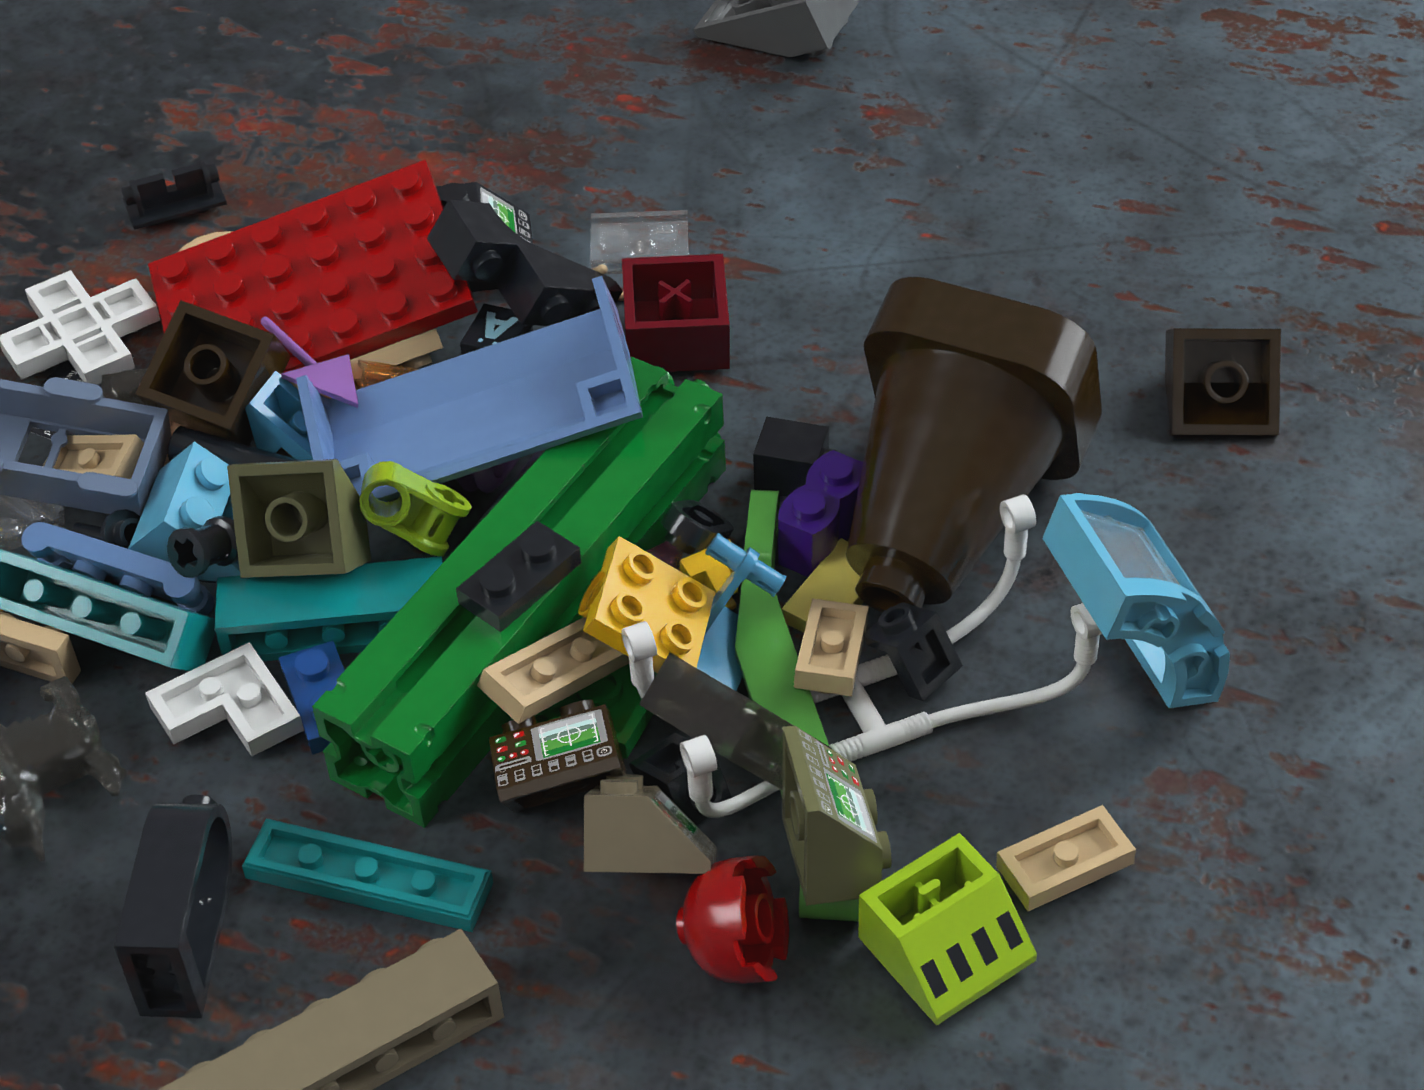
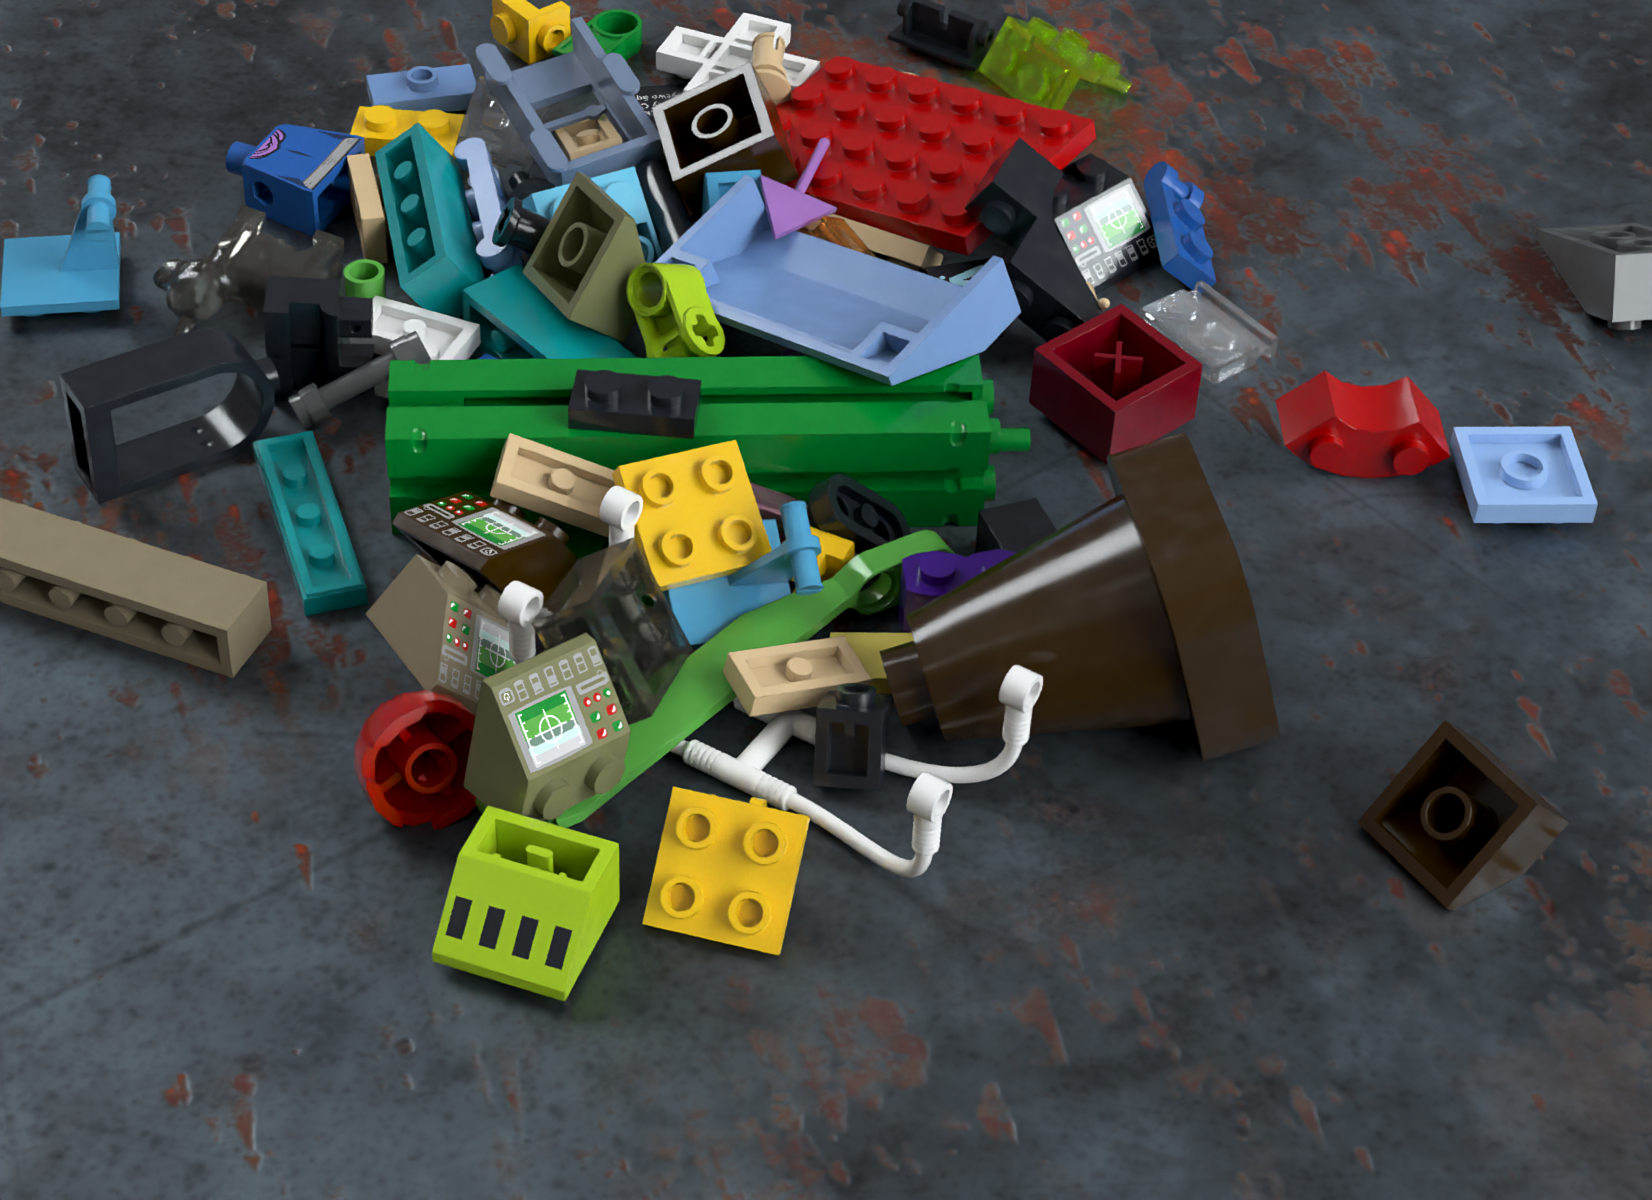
camera: 50 degrees right, 5 degrees down
(126, 698) = (364, 279): none -> bright green hinge
(134, 317) = (769, 65): none -> tan pin
(176, 749) = (306, 331): none -> black hips
(261, 704) = (314, 404): none -> dark grey bar
(275, 164) = (1044, 66): none -> clear neon green bracket
(527, 191) = (1179, 226): none -> blue plate
(824, 218) = (1363, 428): none -> red brick
(927, 173) = (1523, 475): none -> light blue plate
(991, 781) = (726, 870): none -> yellow plate
(1065, 857) = (699, 965): tan plate -> none
(1140, 595) = (1024, 826): medium azure window -> none

